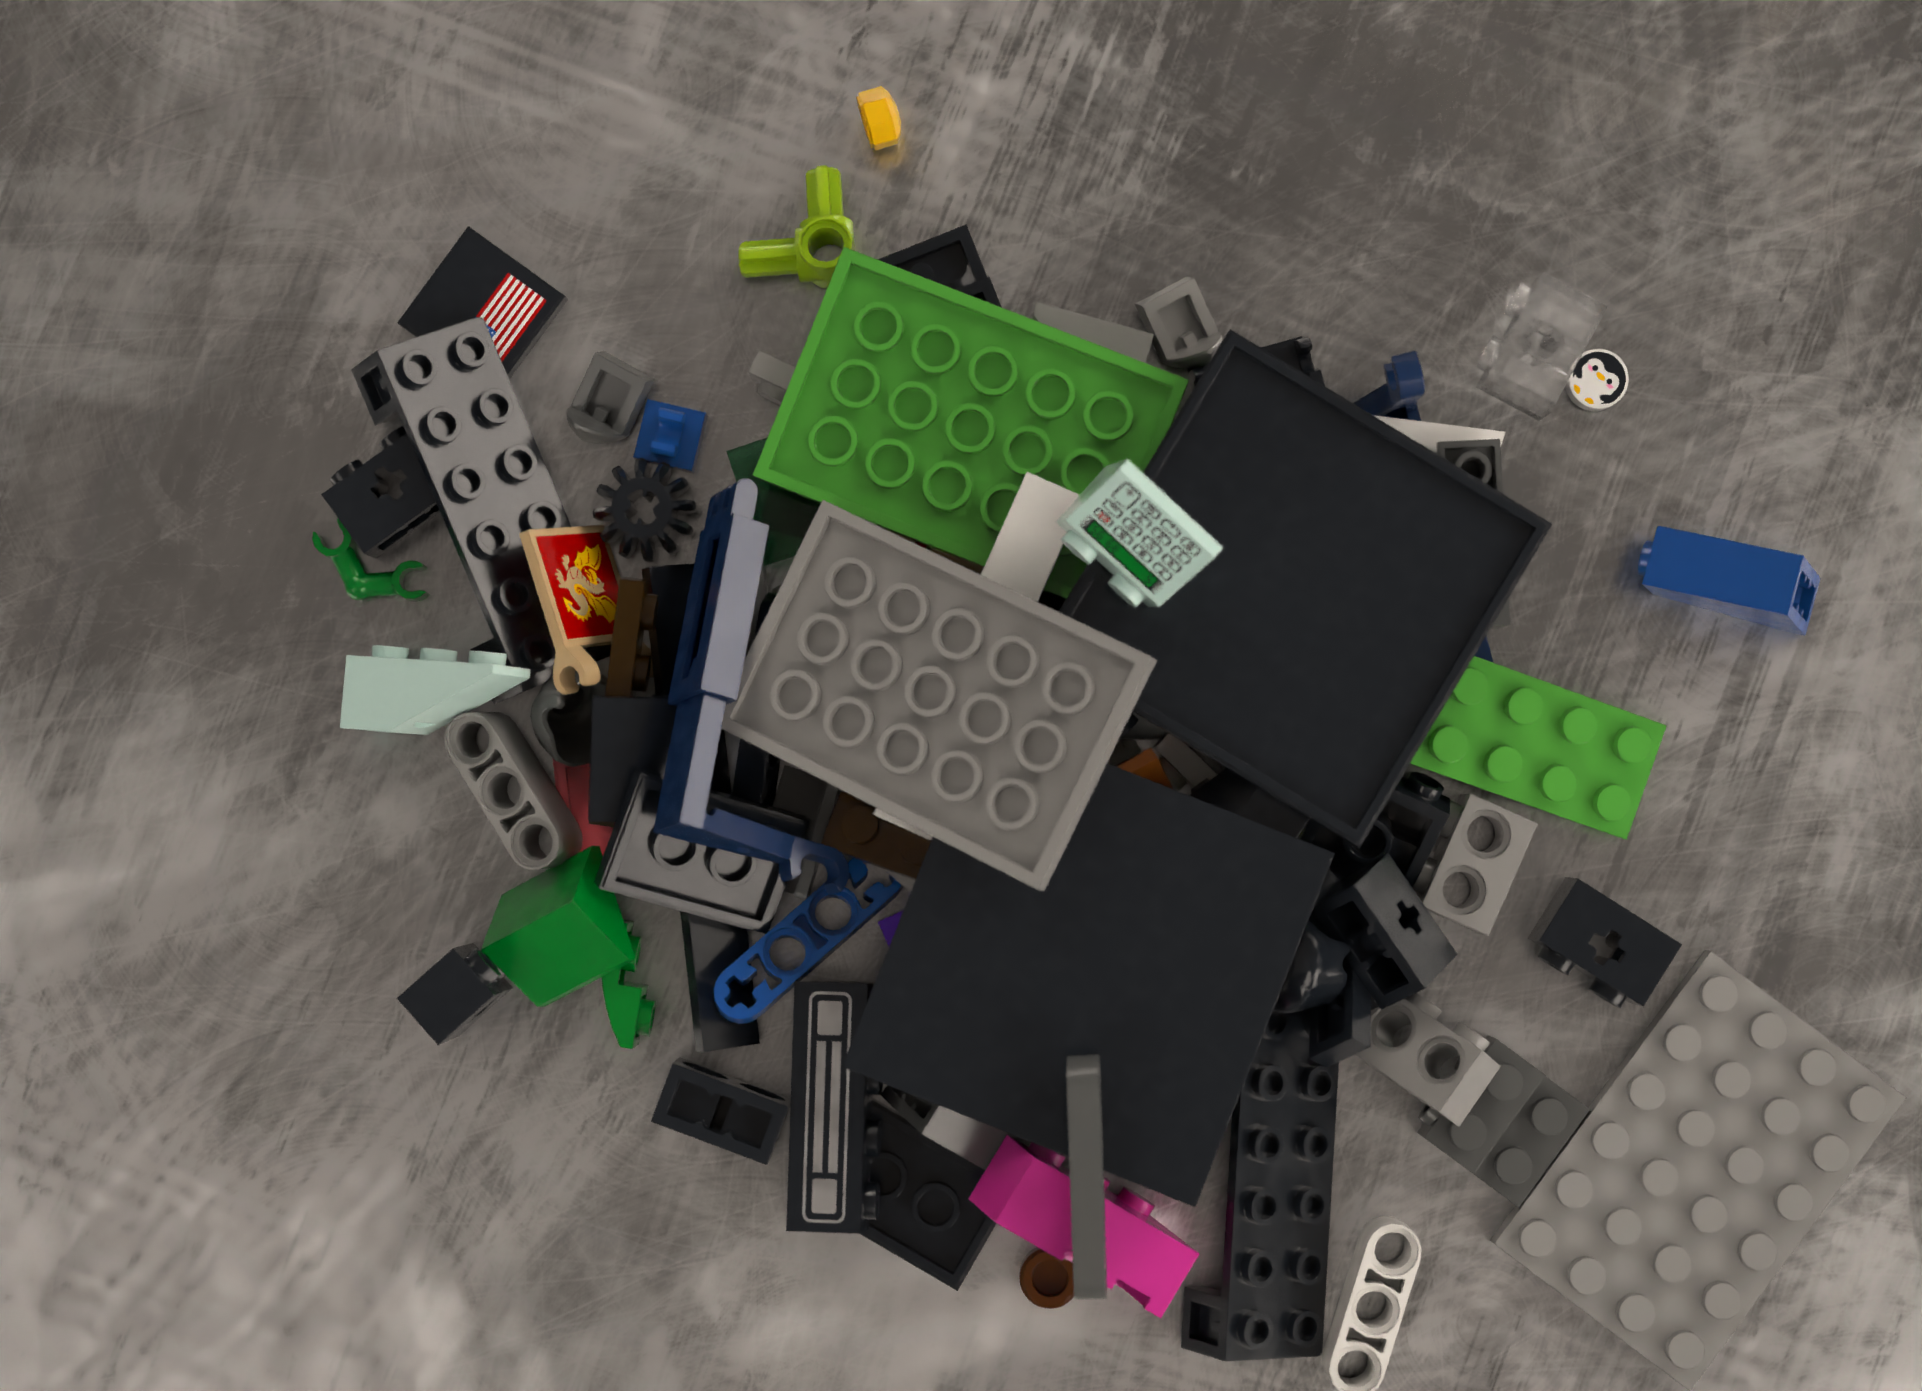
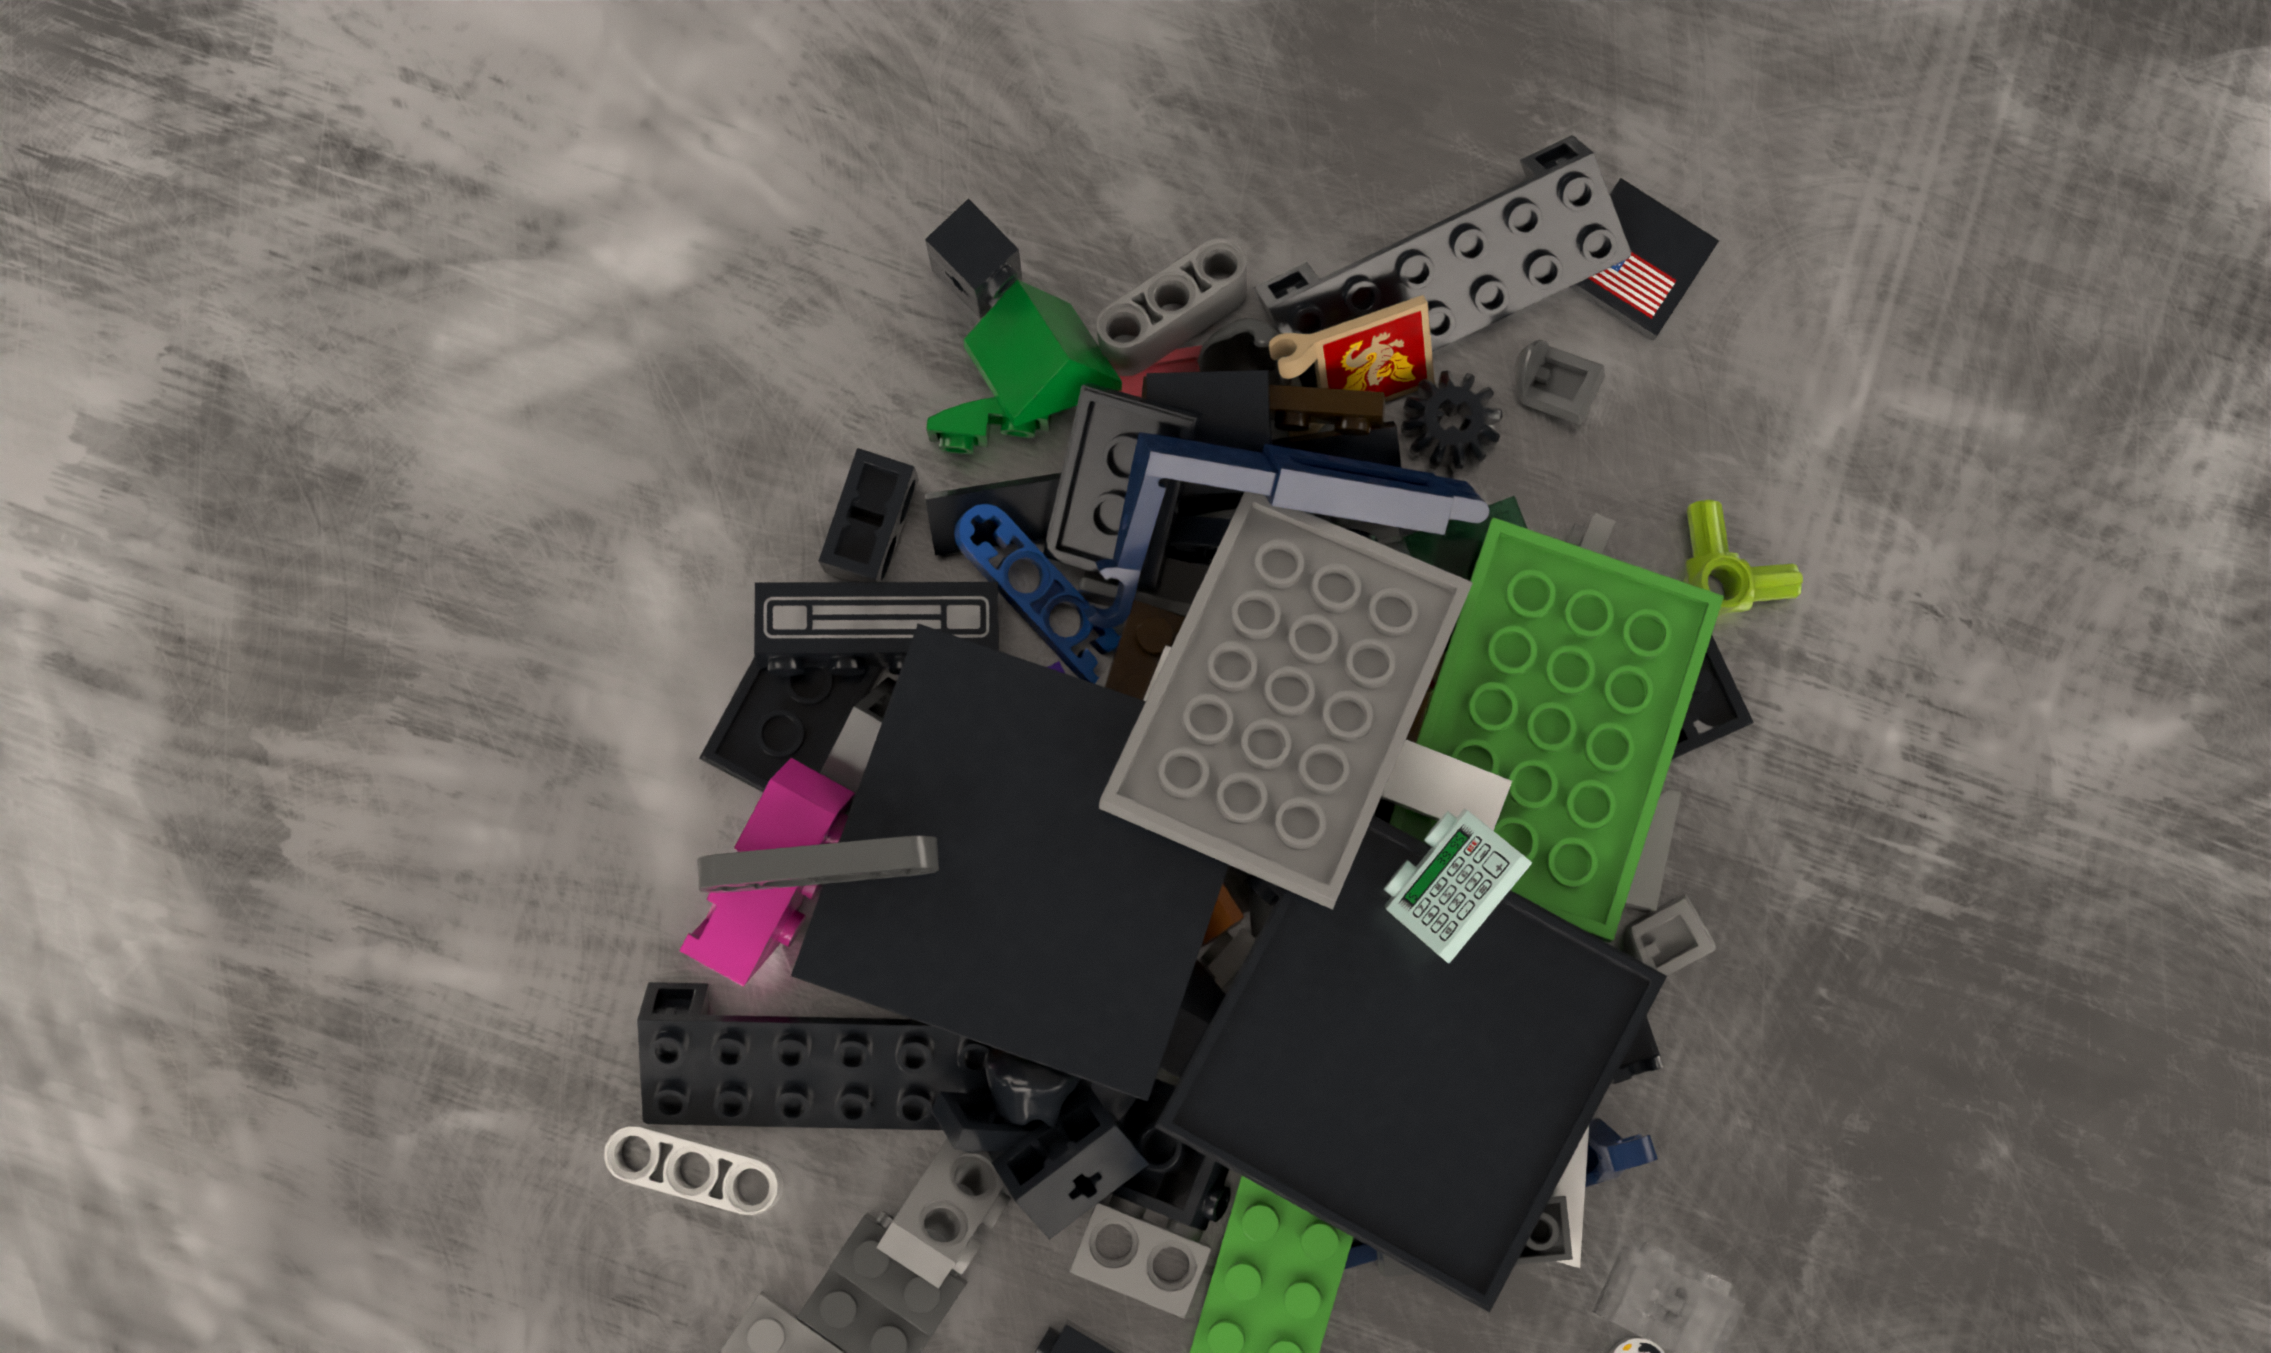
camera: 85 degrees right, 5 degrees down
(361, 584) = (1364, 166): green arm -> none
(378, 519) = (1443, 152): black brick -> none
(421, 693) = (1262, 214): light aqua slope -> none
(670, 435) = (1525, 444): blue tile -> none
(879, 117) = (1854, 632): yellow tile -> none
(1046, 1279) = (710, 838): reddish brown tile -> none

